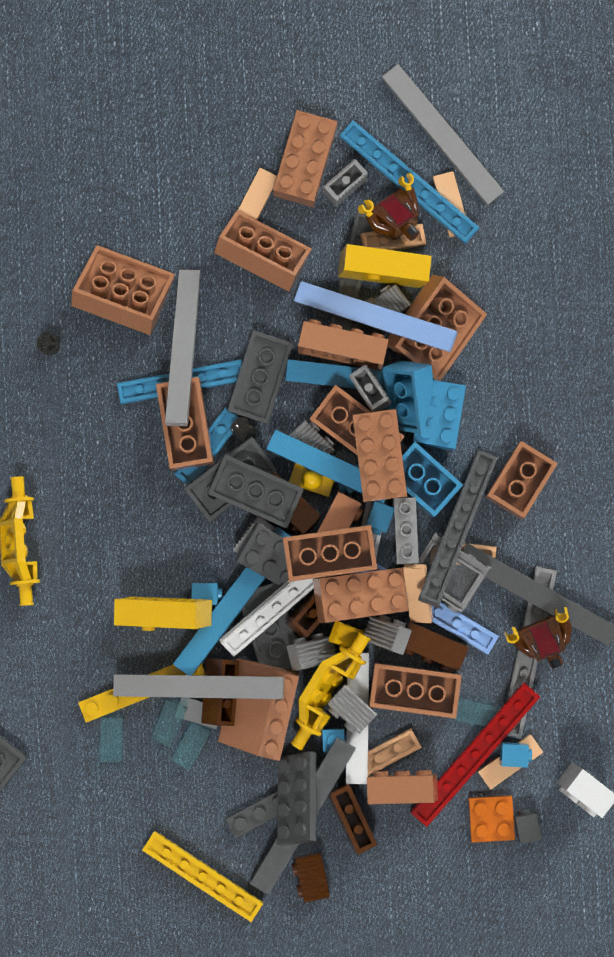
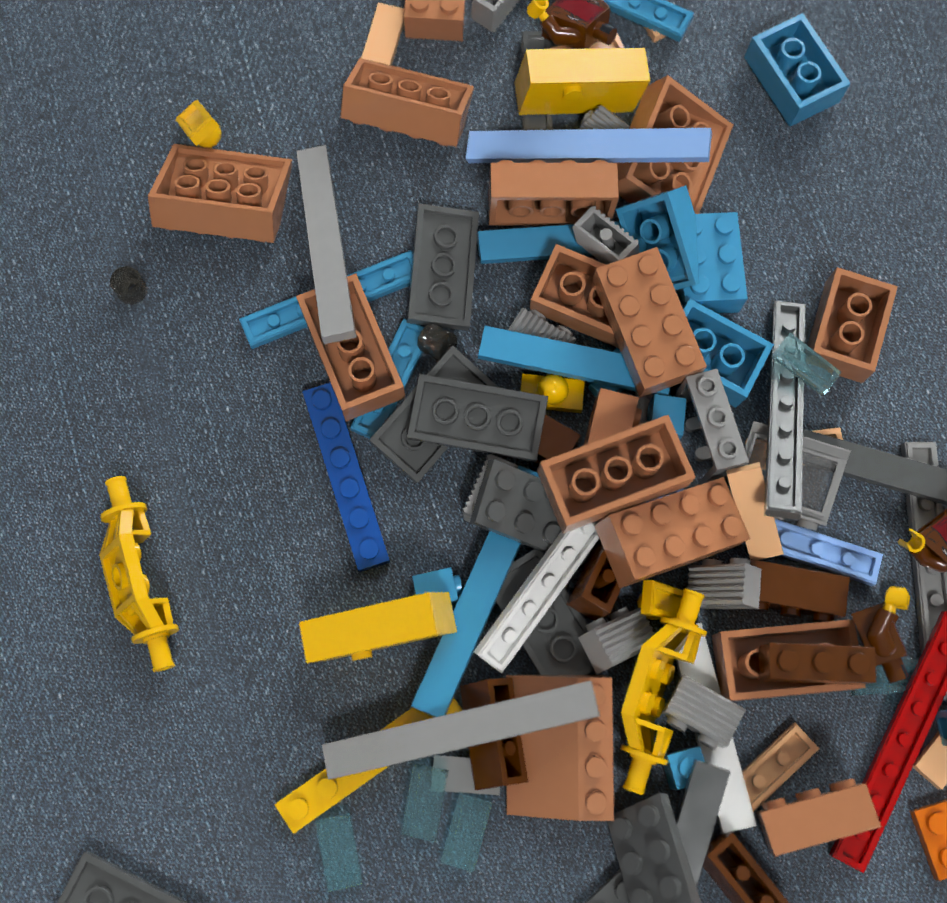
camera: 20 degrees left, 10 degrees down
(115, 238) = (199, 125): none -> yellow tile
(164, 507) = (346, 478): none -> blue plate
(426, 698) = (817, 664): none -> reddish brown brick
(477, 687) = (879, 630): none -> reddish brown torso
(479, 503) = (806, 364): none -> clear light blue tile
(540, 286) = (796, 69): none -> dark azure brick

